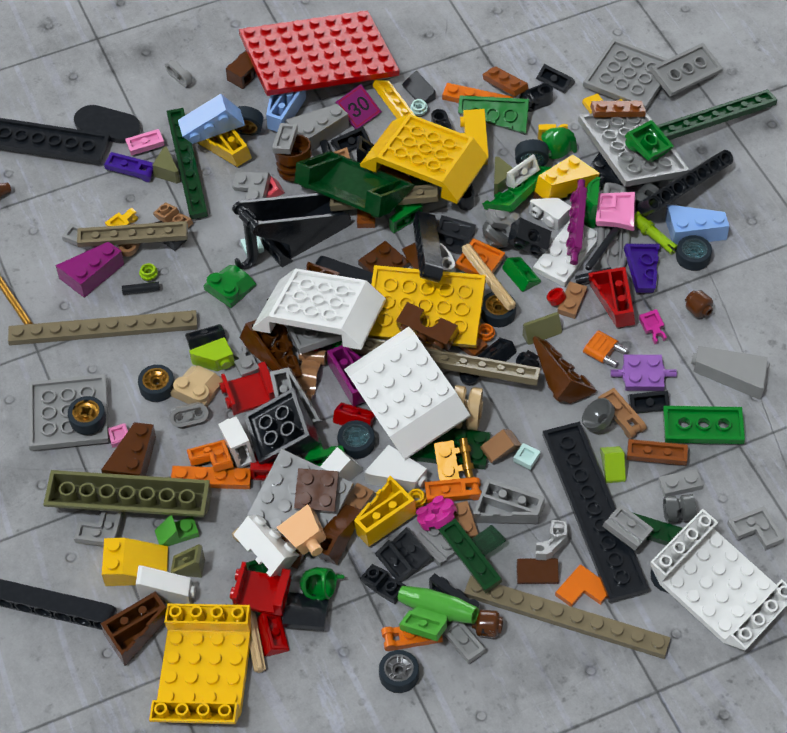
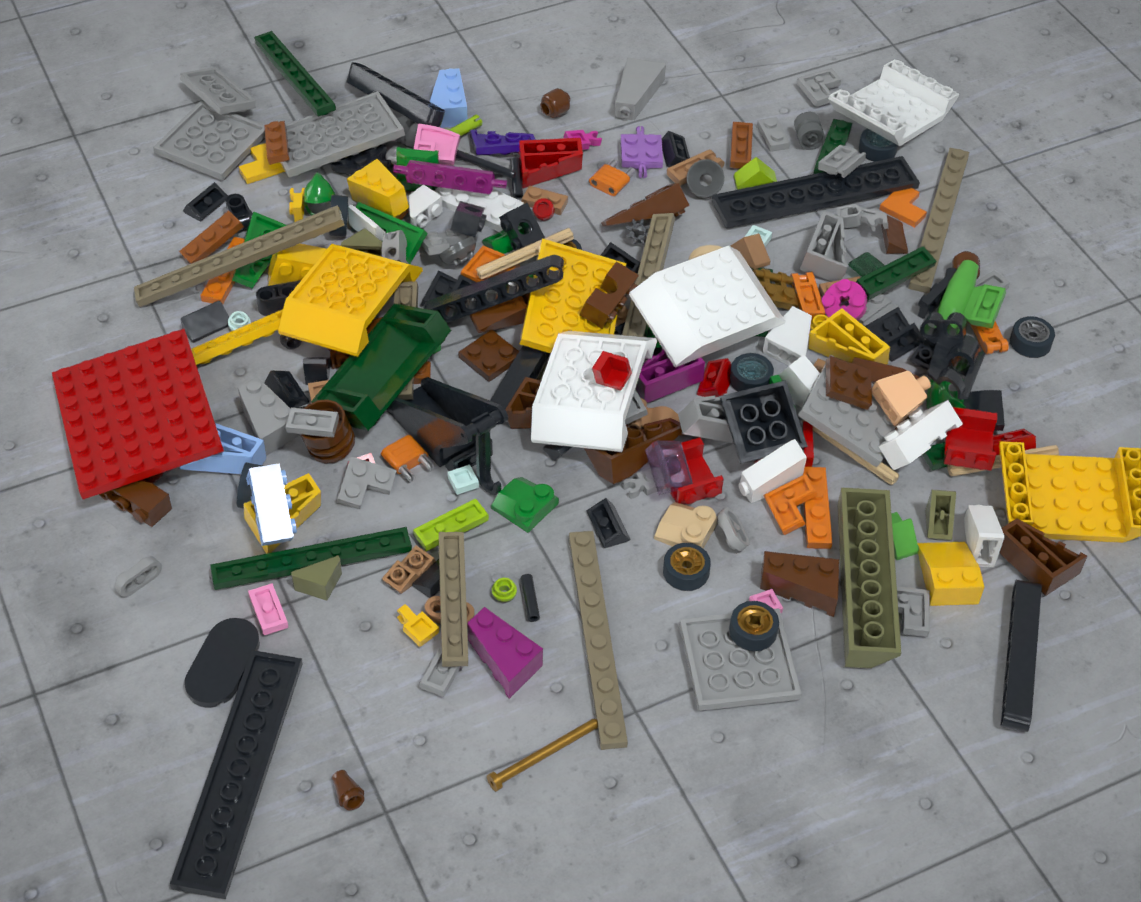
camera: 95 degrees left, 5 degrees down
(129, 166) = (312, 624): dark purple plate -> none
(209, 239) = (457, 520): none -> lime plate
(213, 355) = (641, 507): lime slope -> none
(243, 365) = (668, 466): none -> clear purple slope
(310, 304) = (612, 370): none -> red panel
(358, 106) = (230, 374): magenta piece -> none
(367, 592) = (954, 350): none -> black panel
(467, 90) = (238, 256): none -> dark tan plate
(490, 190) = (394, 246): none -> light grey leg
(527, 272) = (522, 217): none -> black brick
(542, 327) = (587, 223): olive slope -> none
(648, 141) = (342, 111): green slope -> none
(697, 245) = (485, 103): black wheel -> none
(709, 414) = (696, 119): green plate -> none

